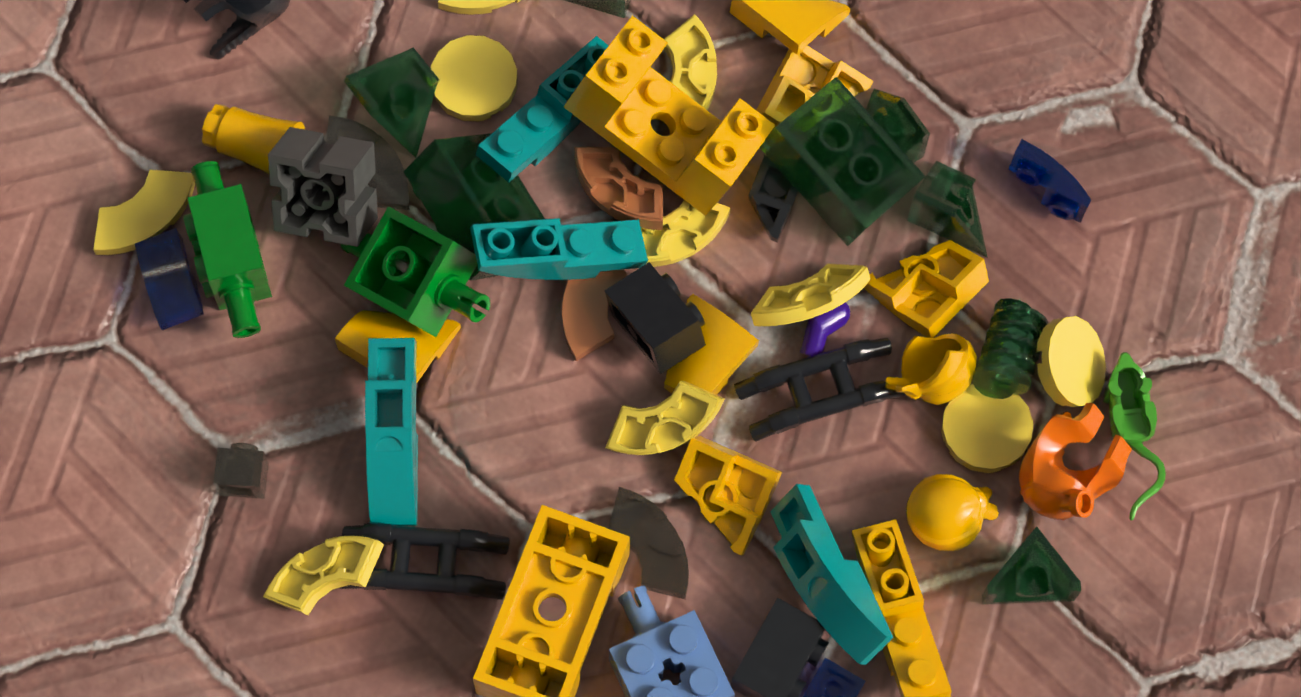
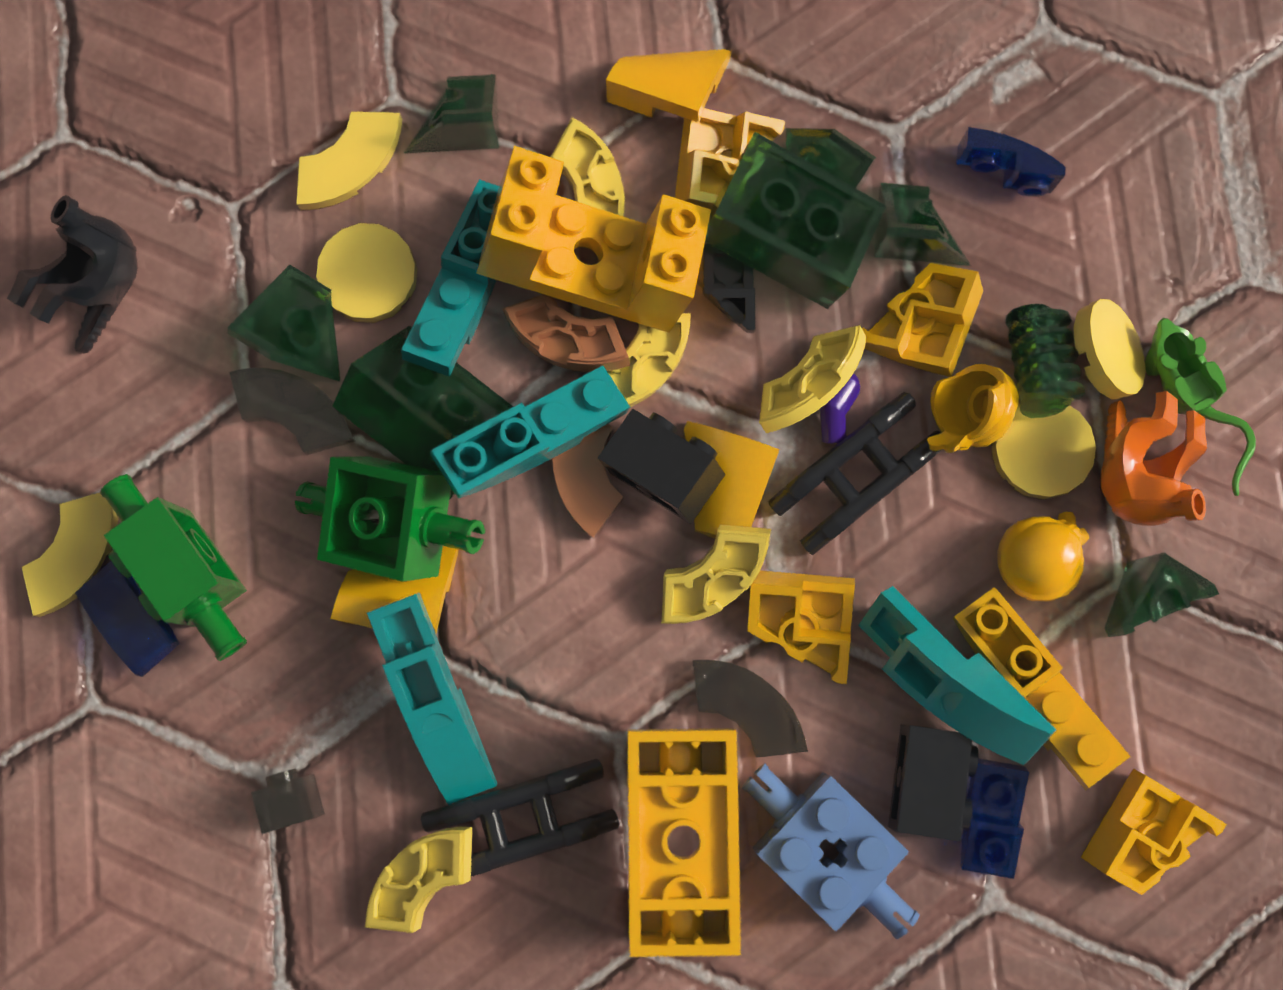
camera: 20 degrees left, 10 degrees up
(244, 134) = (159, 429): yellow plant -> none
(323, 186) = (250, 459): dark grey brick -> none

